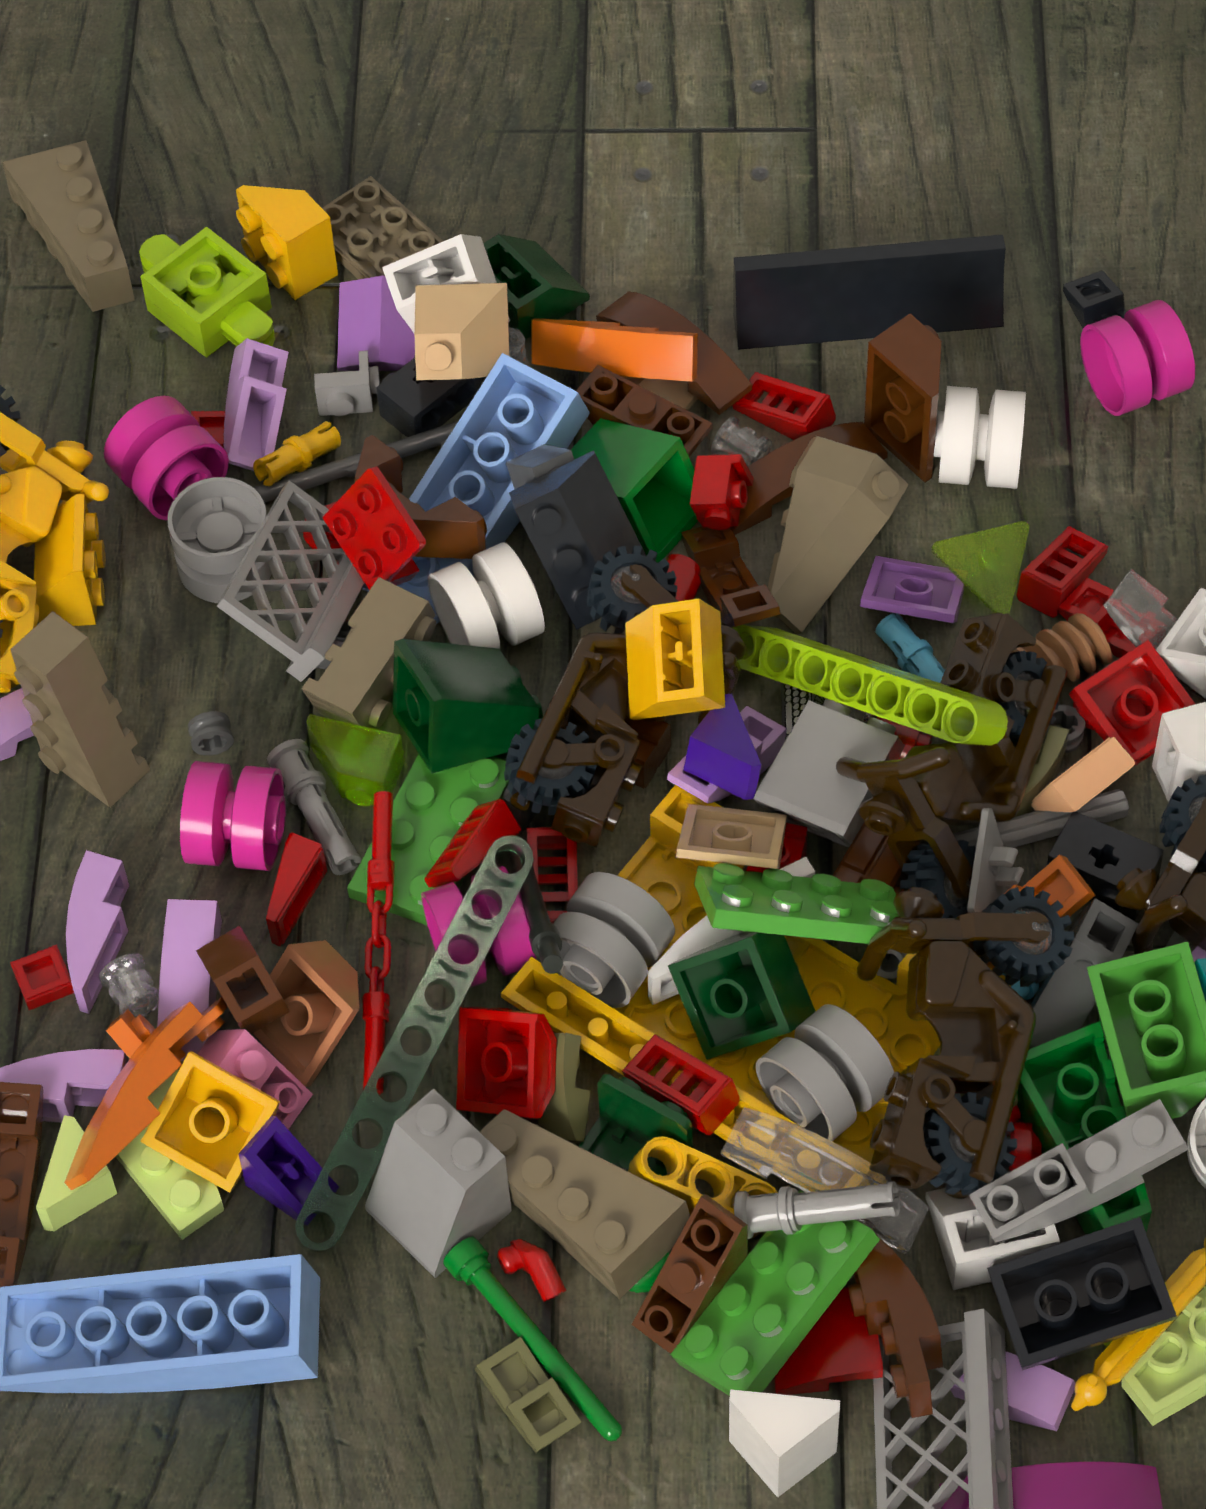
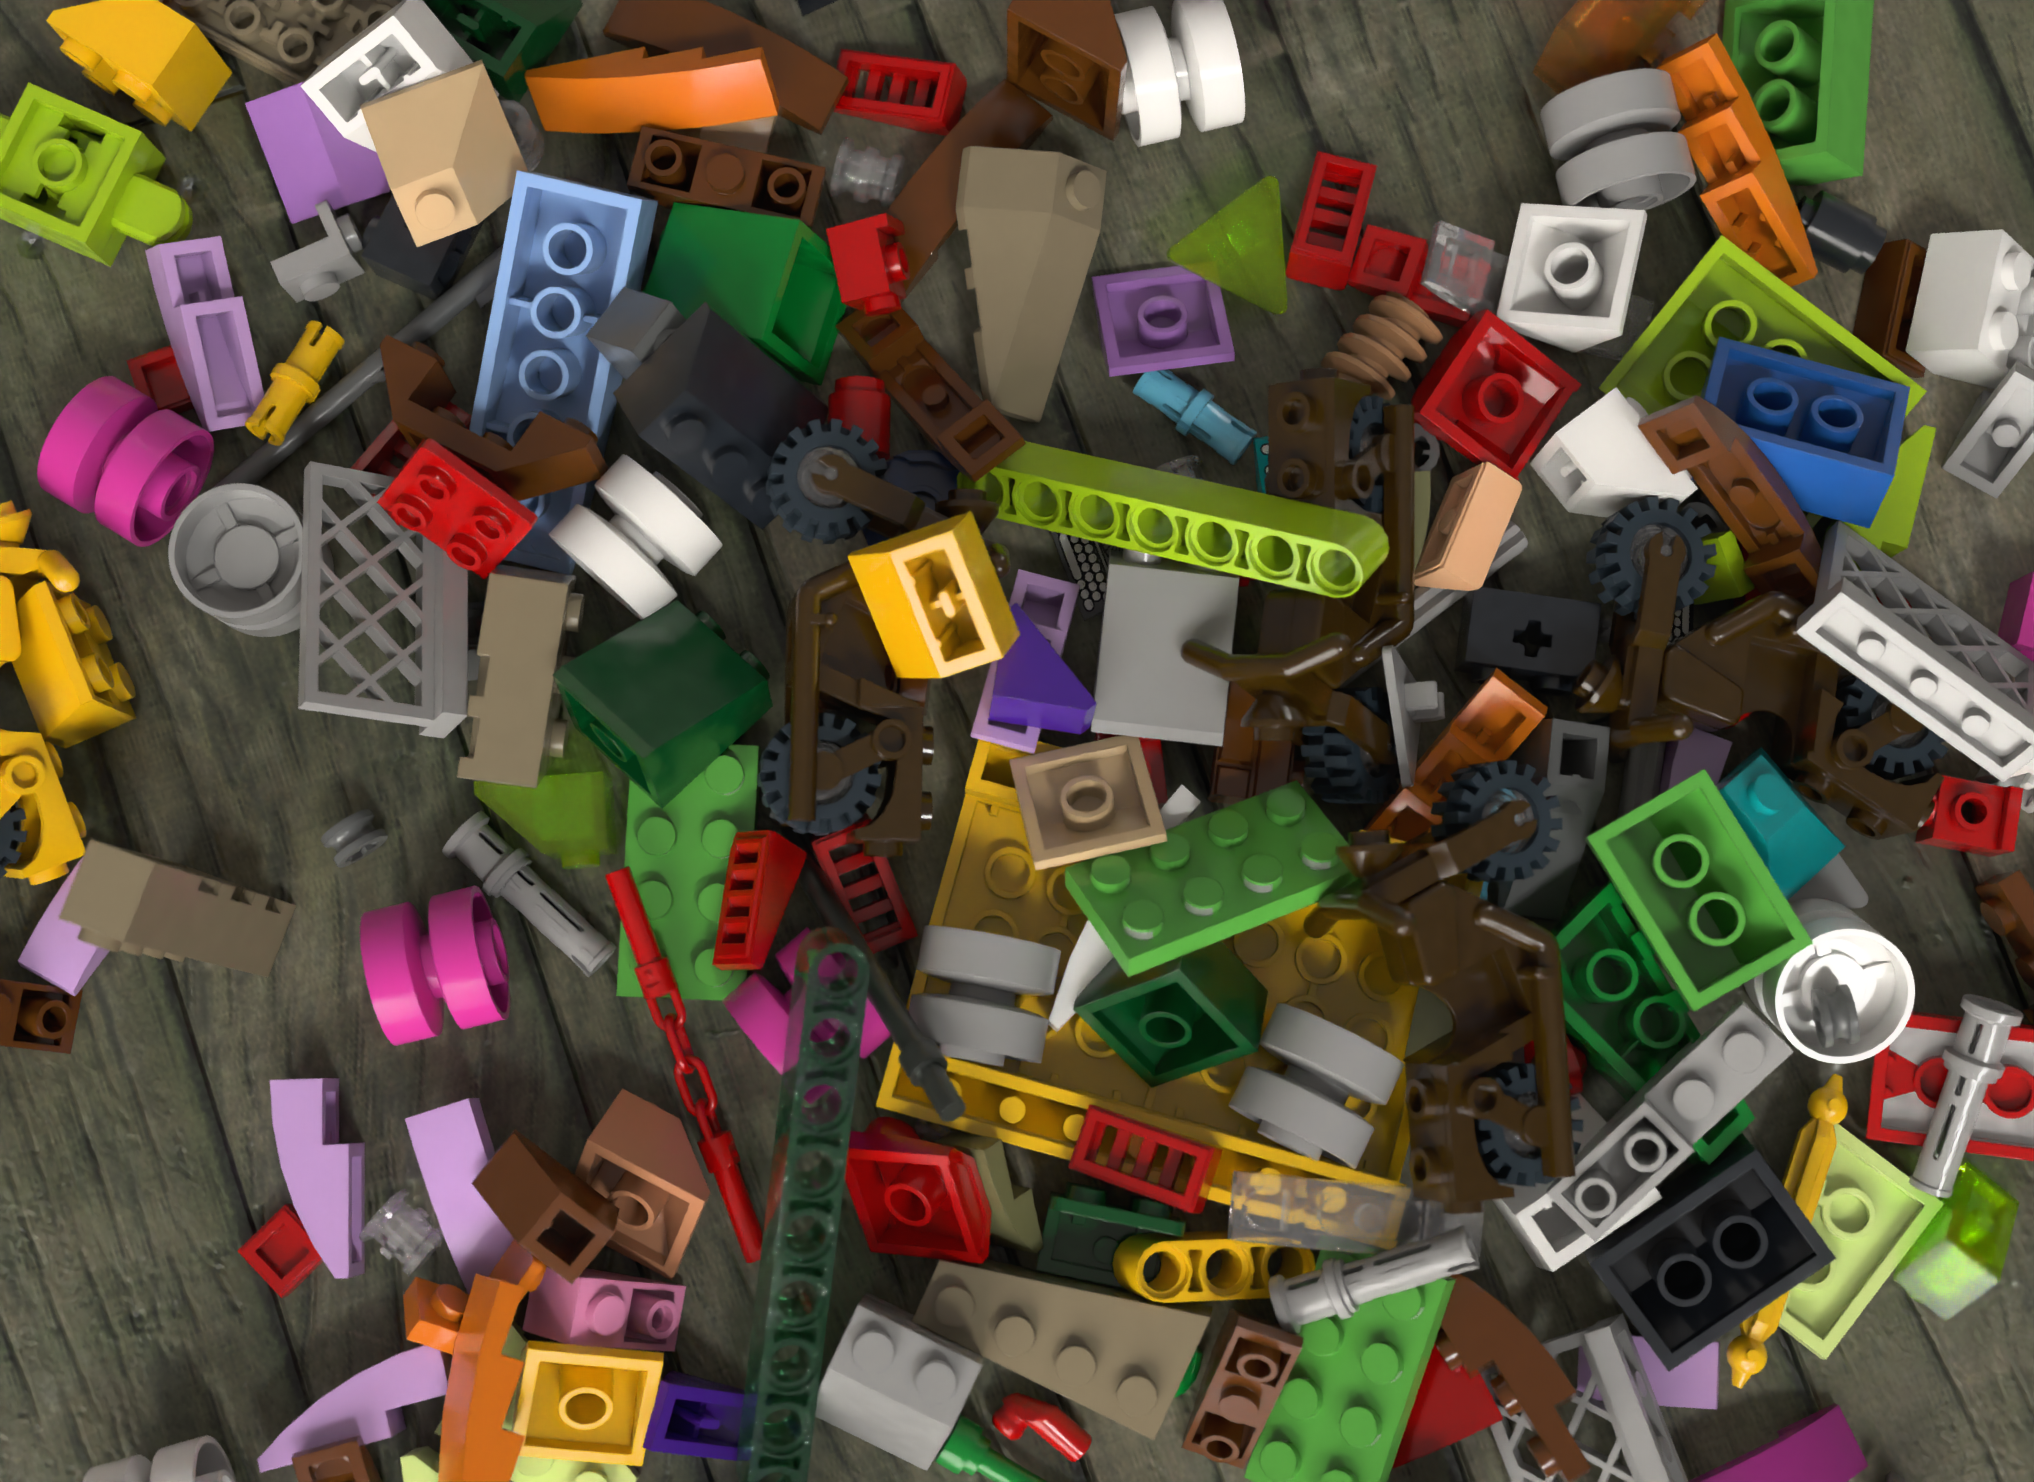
camera: 25 degrees left, 25 degrees up
(296, 882) = (549, 1010): red slope -> none

